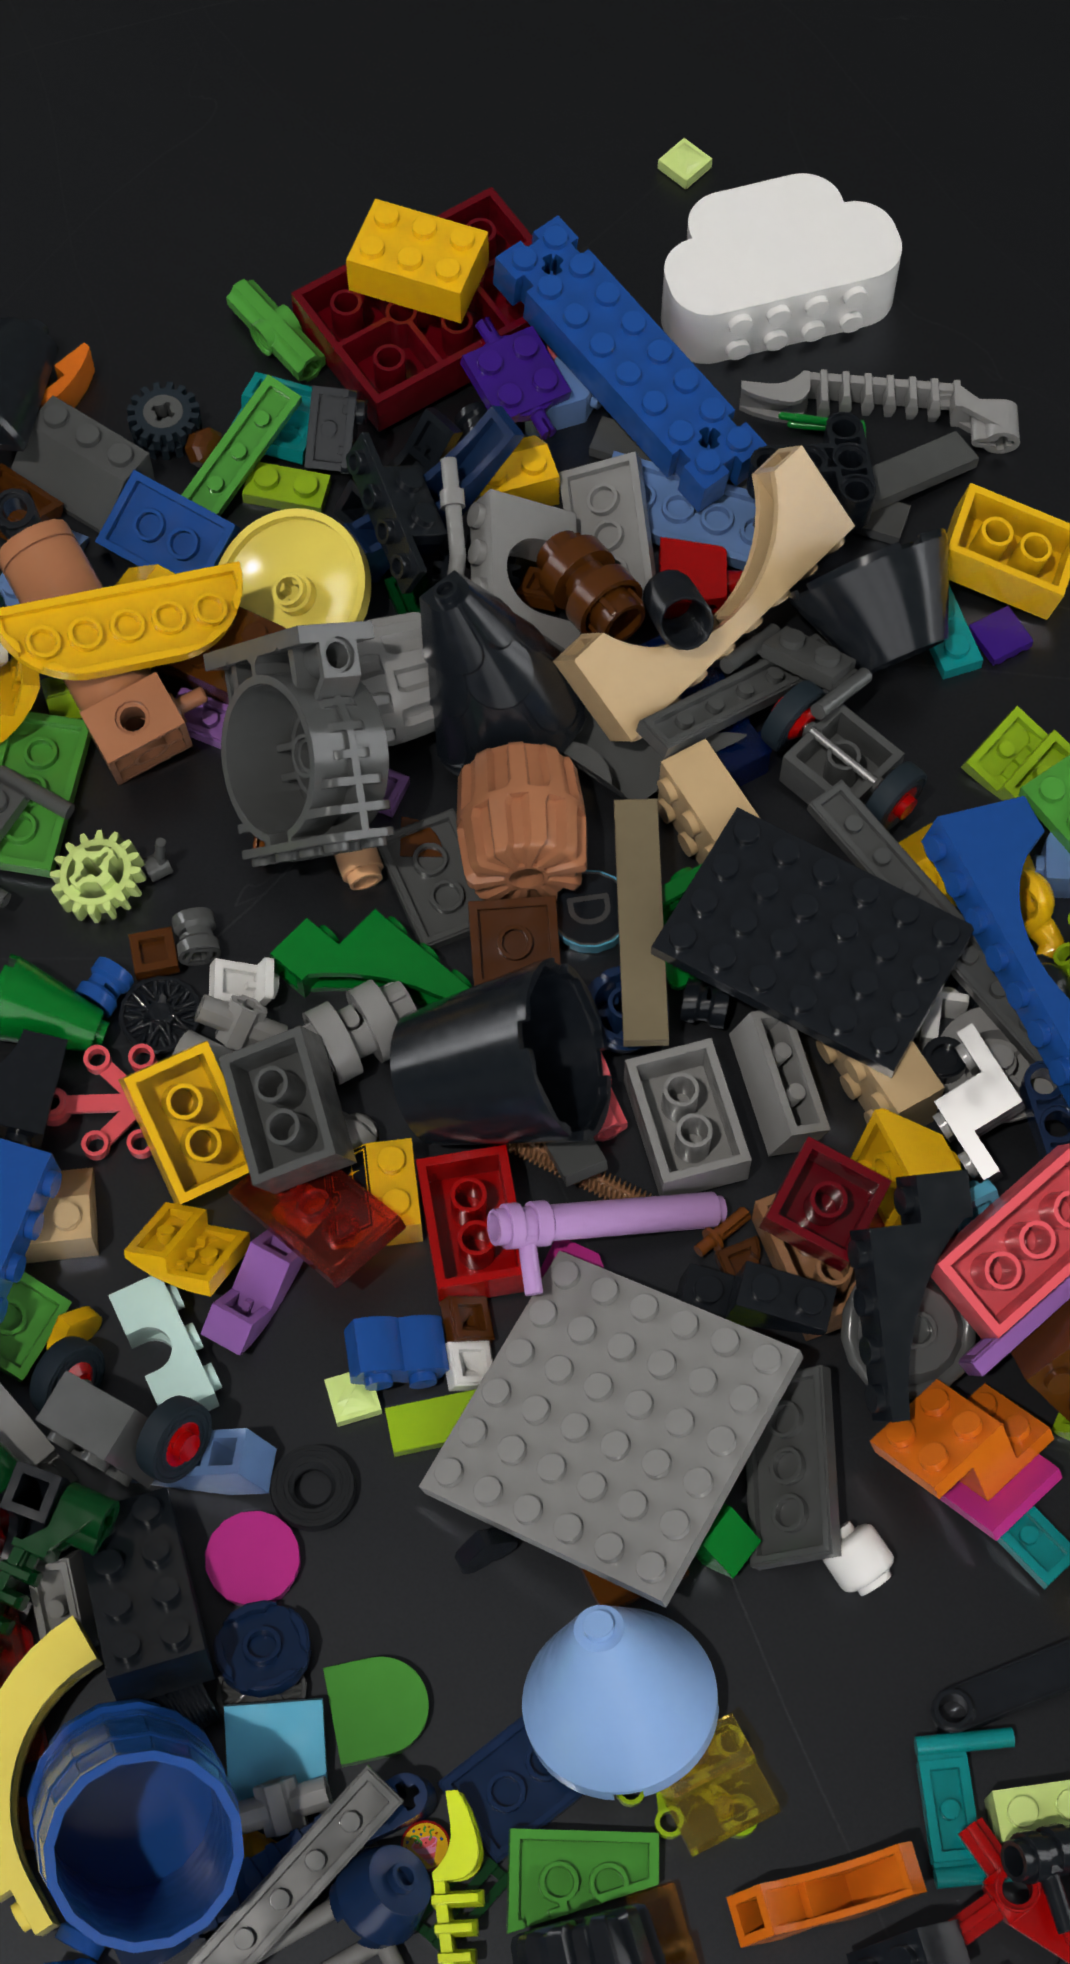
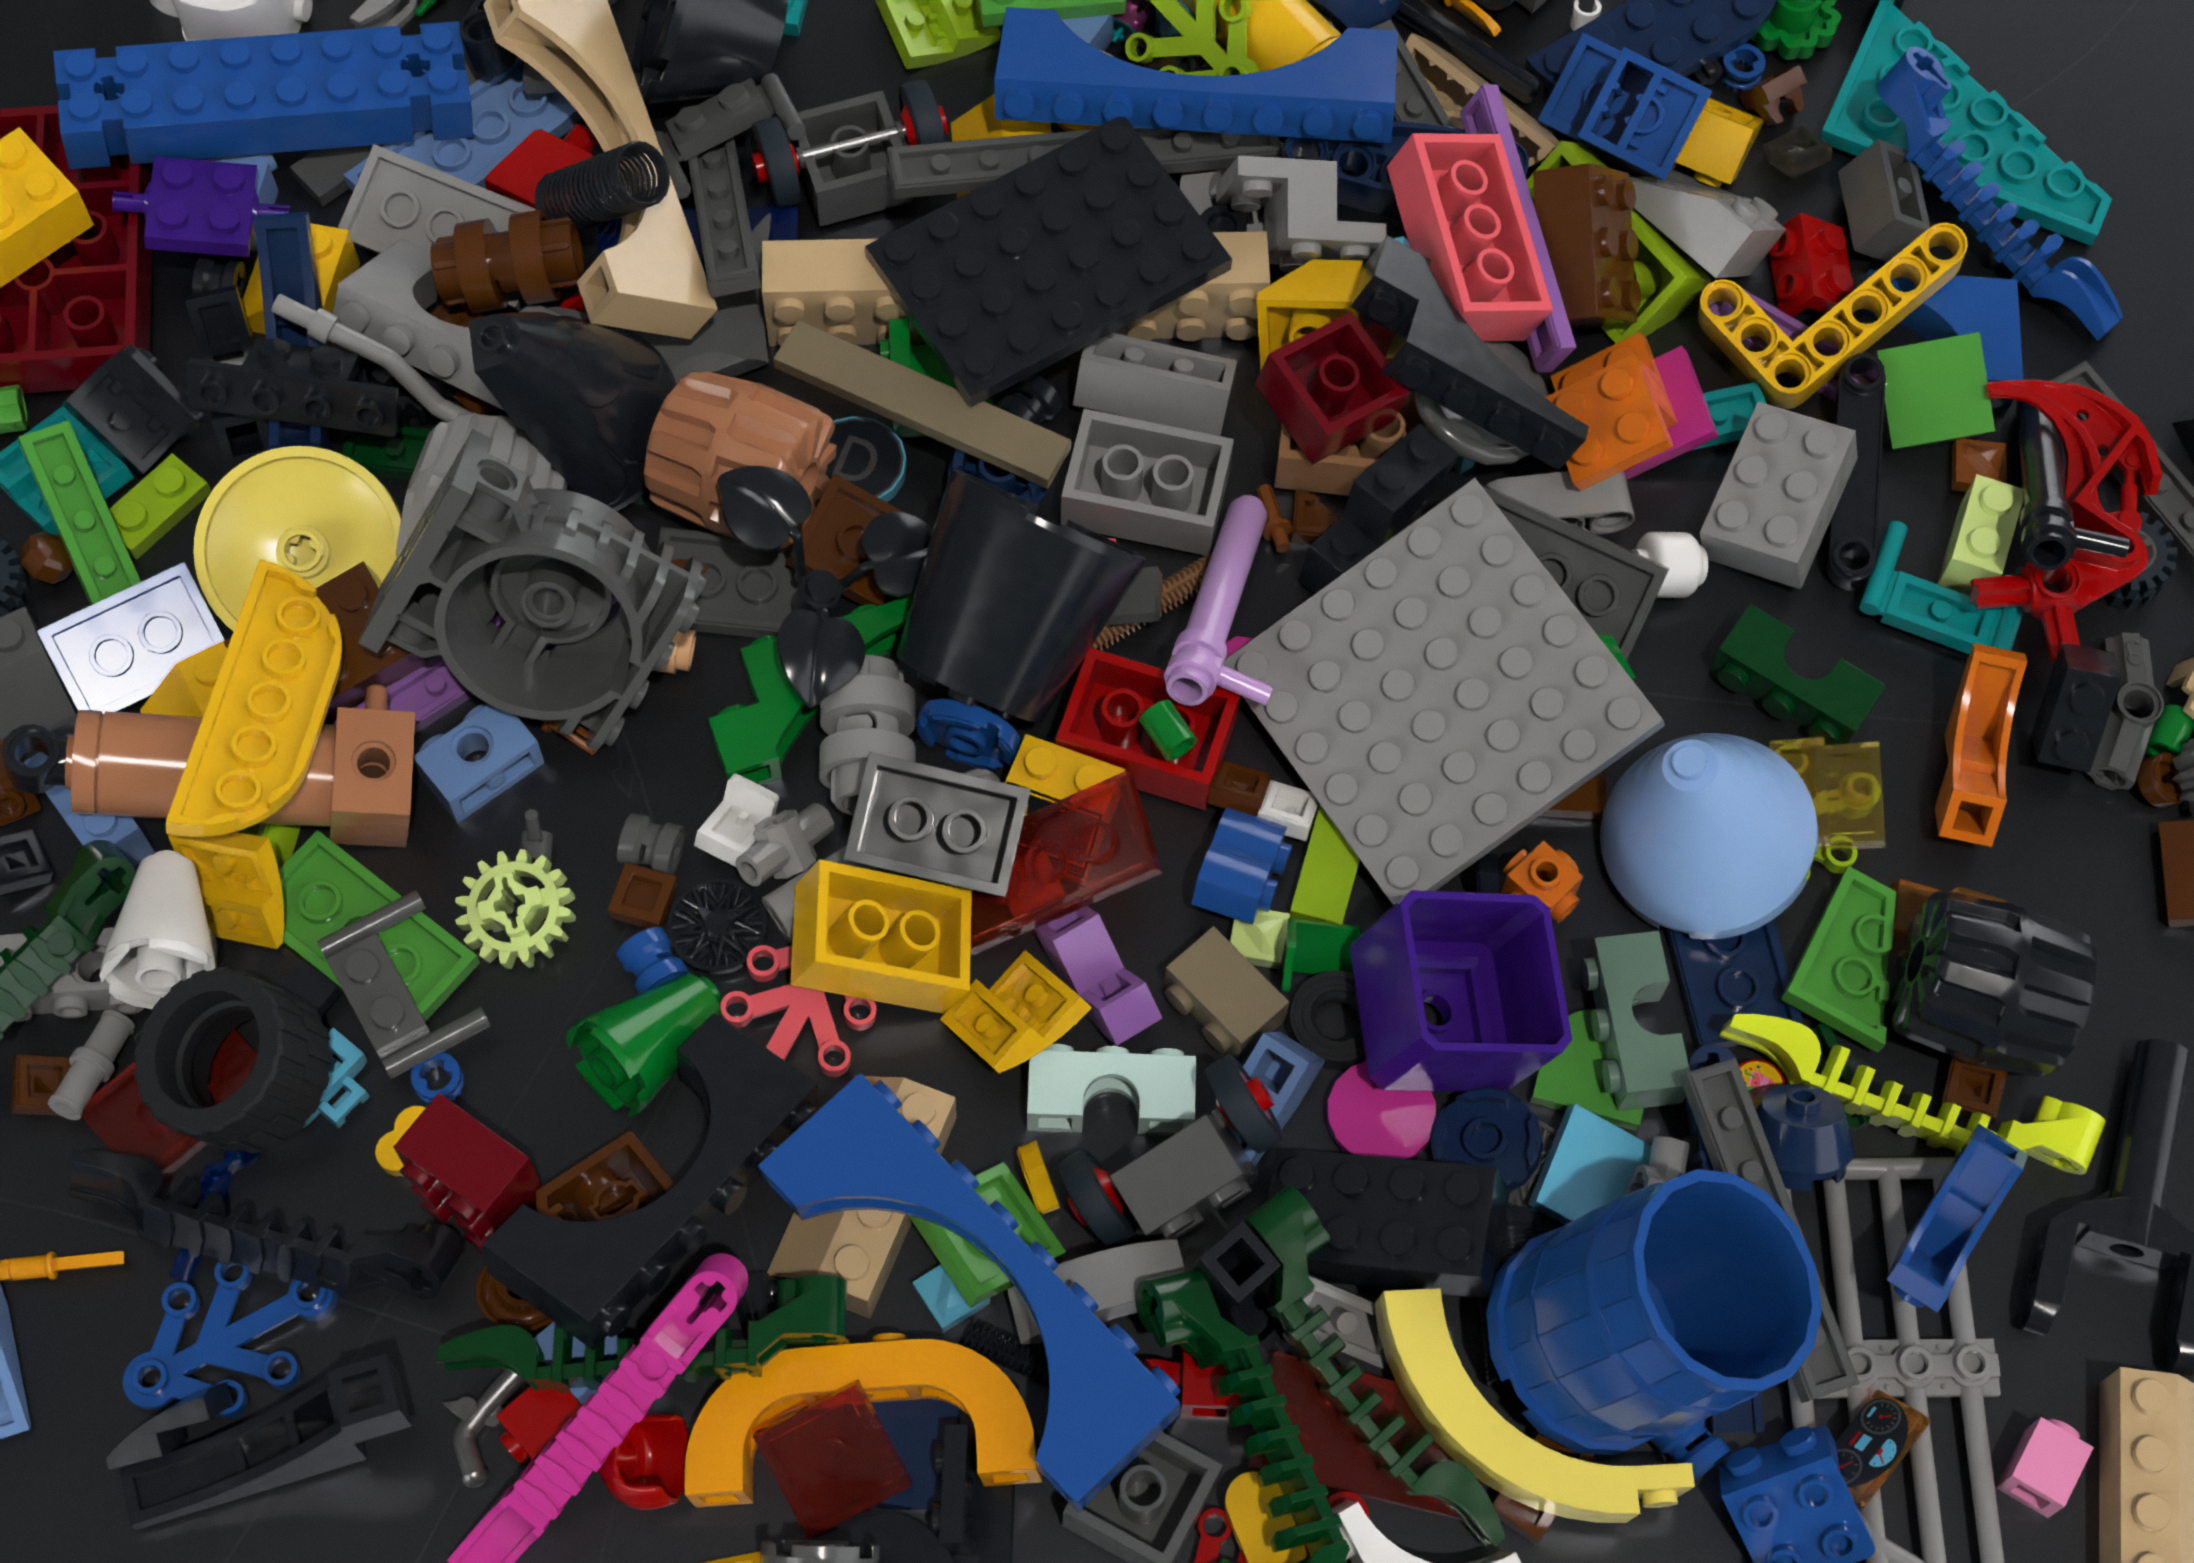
camera: 65 degrees left, 0 degrees up
(176, 794) = (470, 785): none -> medium blue brick
(285, 1392) = (1224, 994): none -> dark tan brick
(360, 1440) = (1316, 948): none -> green bracket
(382, 952) = (815, 650): none -> black plant
(394, 1119) = (968, 733): none -> blue tile
(398, 1566) = (1488, 972): none -> dark purple plate
(451, 1686) = (1639, 1065): none -> sand green arch
(460, 1233) = (1168, 730): none -> green hinge
(508, 1605) = (1548, 875): none -> orange brick
(805, 1757) = (1824, 707): none -> dark green arch
(852, 1432) = (1596, 509): none -> light grey beam
(969, 1617) = (1779, 494): none -> light grey brick

